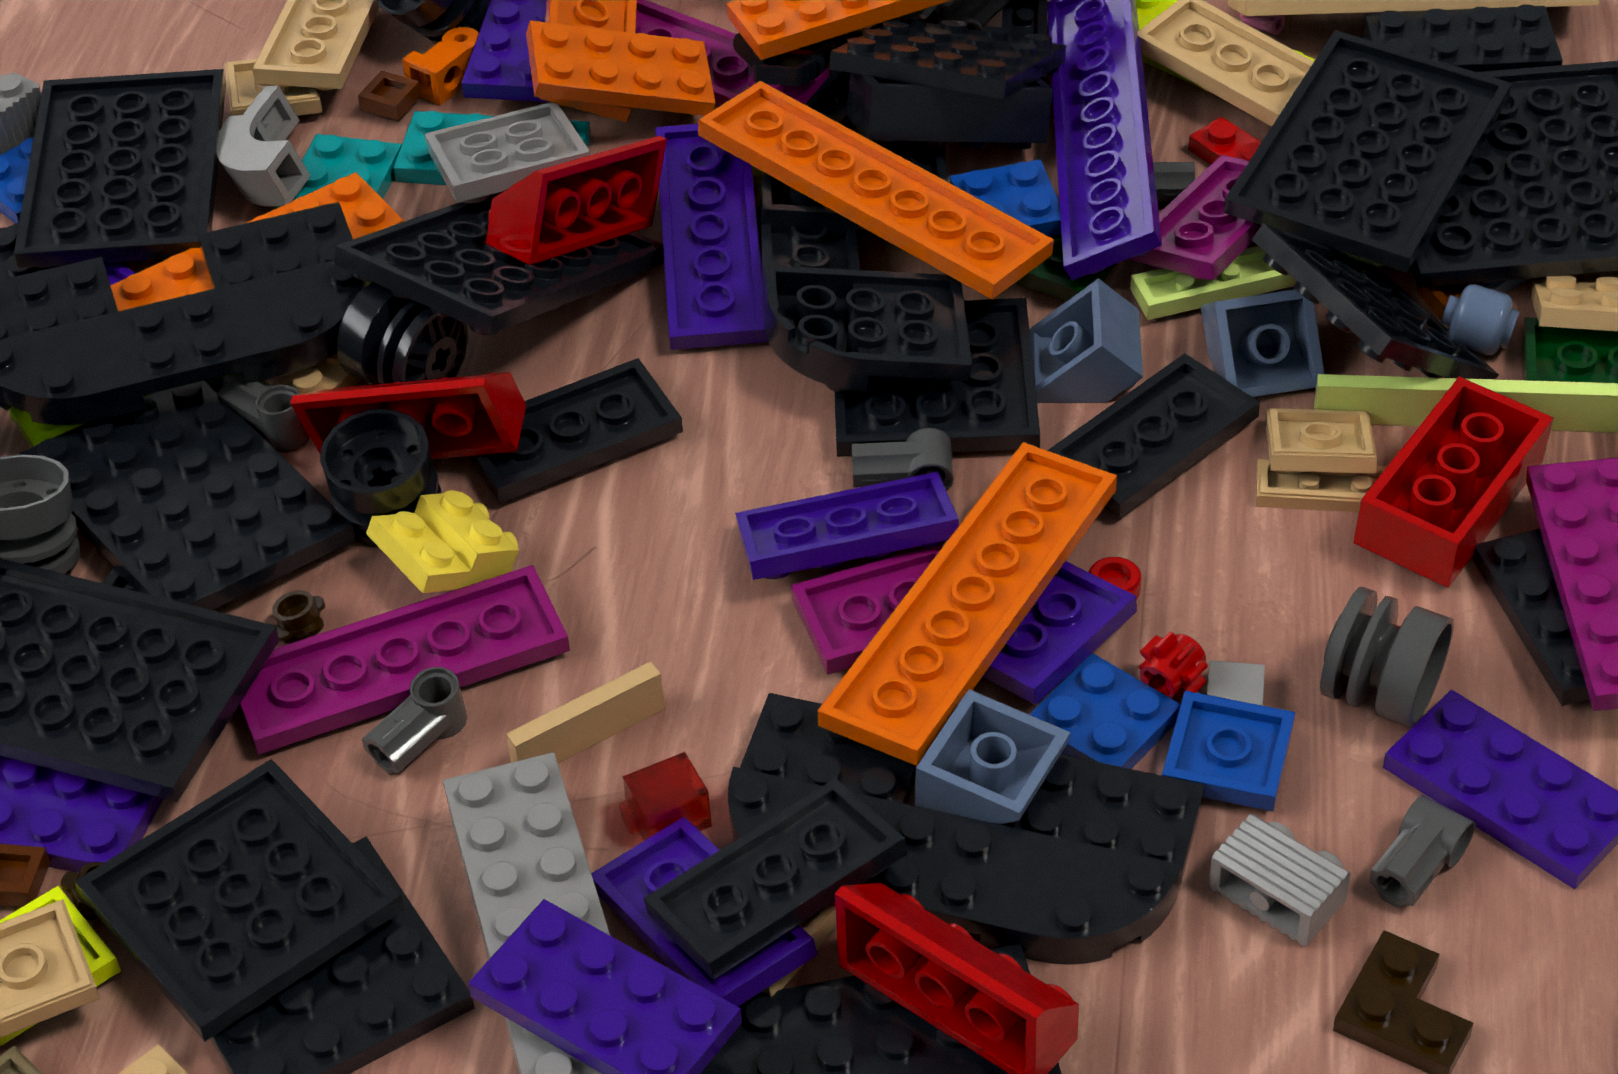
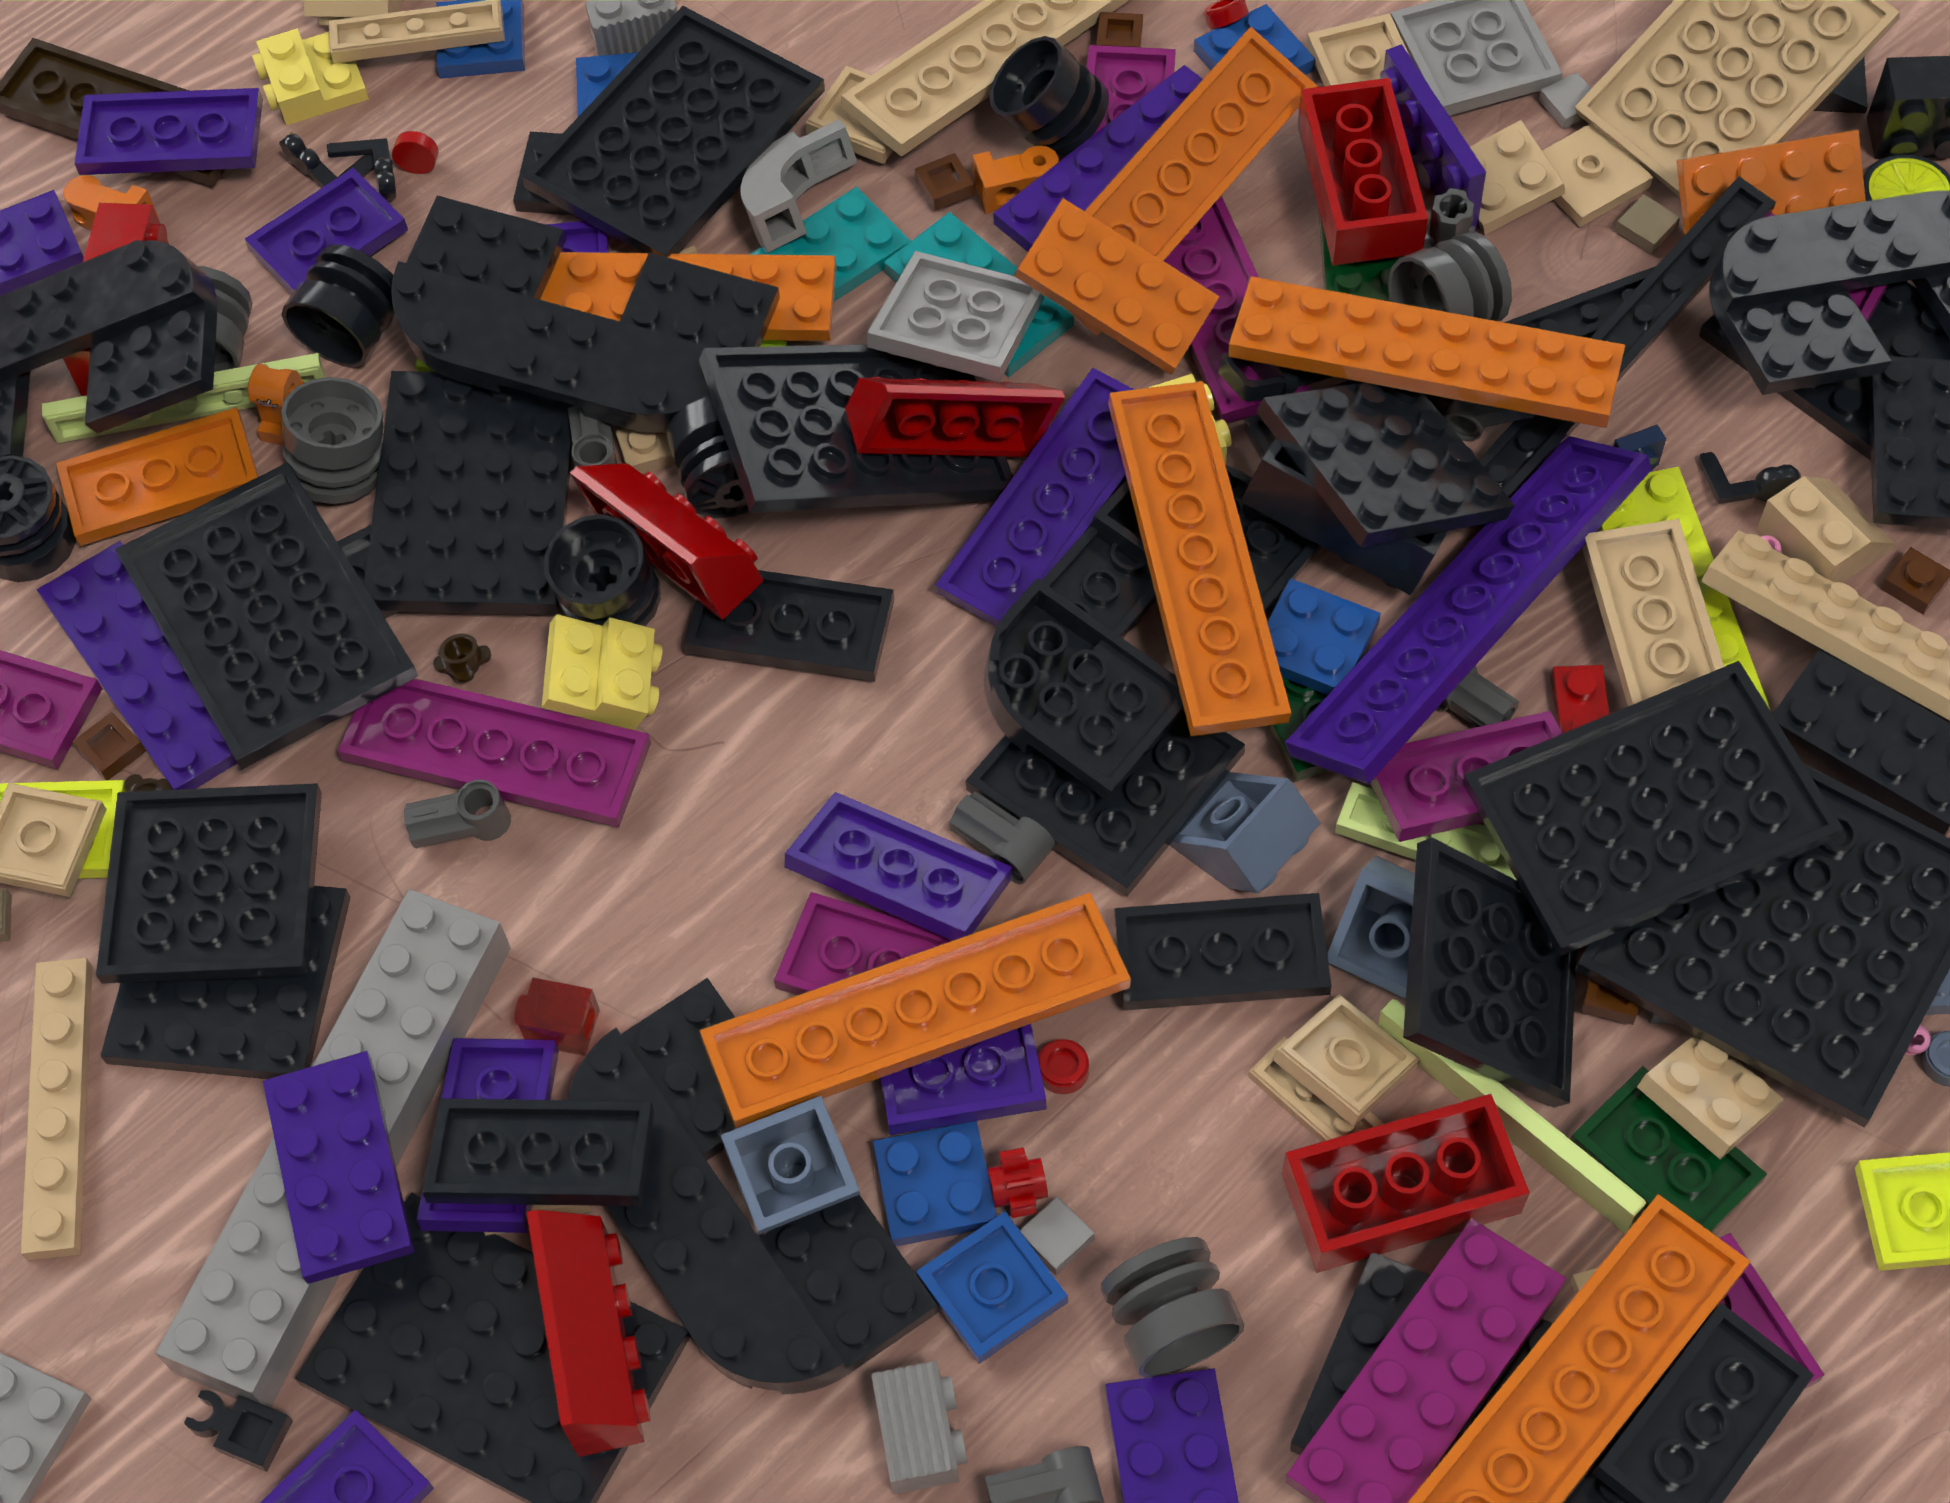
camera: 40 degrees right, 15 degrees up
(590, 717) = (566, 902): tan tile -> none
(1480, 319) = (1599, 1041): sand blue head -> none

